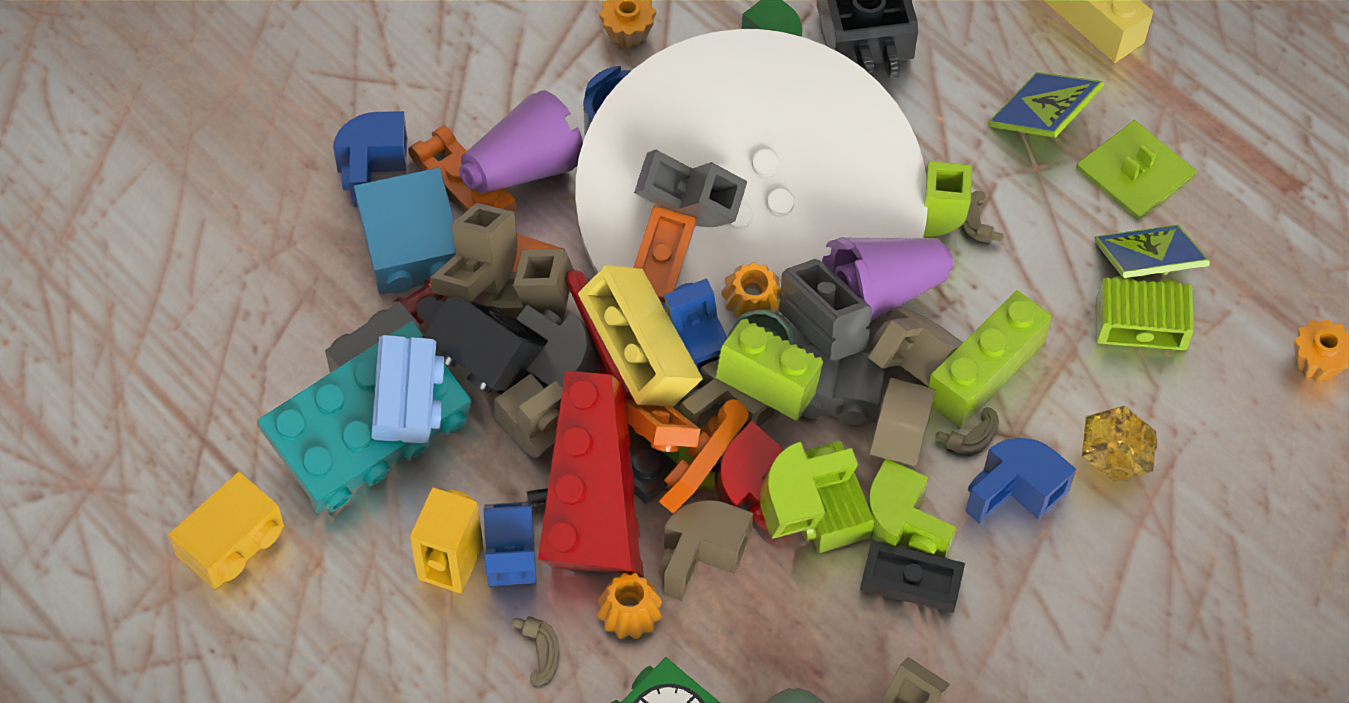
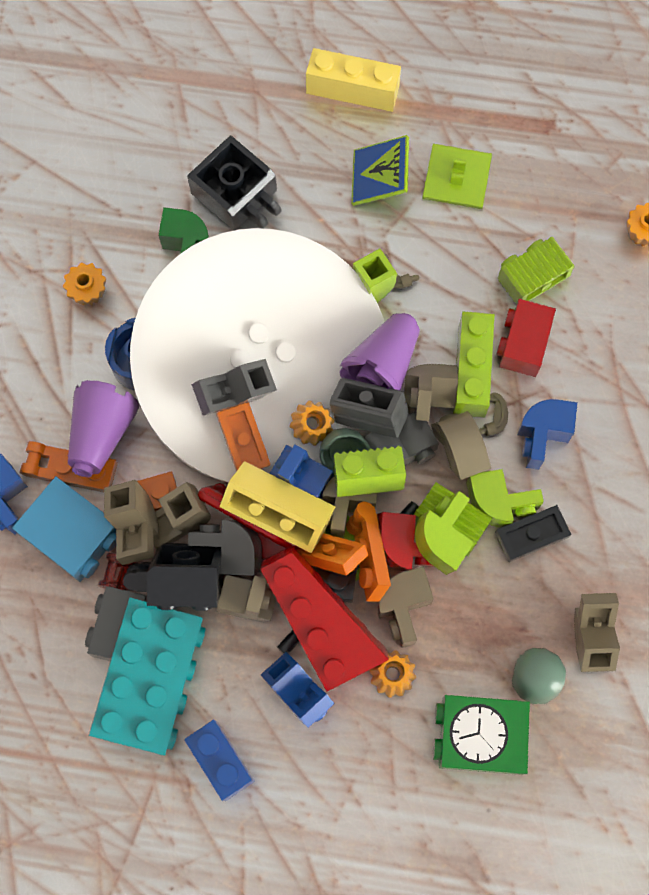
camera: 35 degrees left, 15 degrees up
(227, 531) = (122, 812): yellow brick -> none
(368, 553) = (219, 760): none -> blue brick
(405, 389) = (167, 649): light blue brick -> none
(447, 539) = (262, 718): yellow brick -> none
(546, 647) = (364, 733): dark tan piece -> none
(1075, 373) = (527, 337): none -> red brick
(1119, 444) = (586, 367): clear yellow brick -> none
(1151, 251) = (510, 227): piece -> none

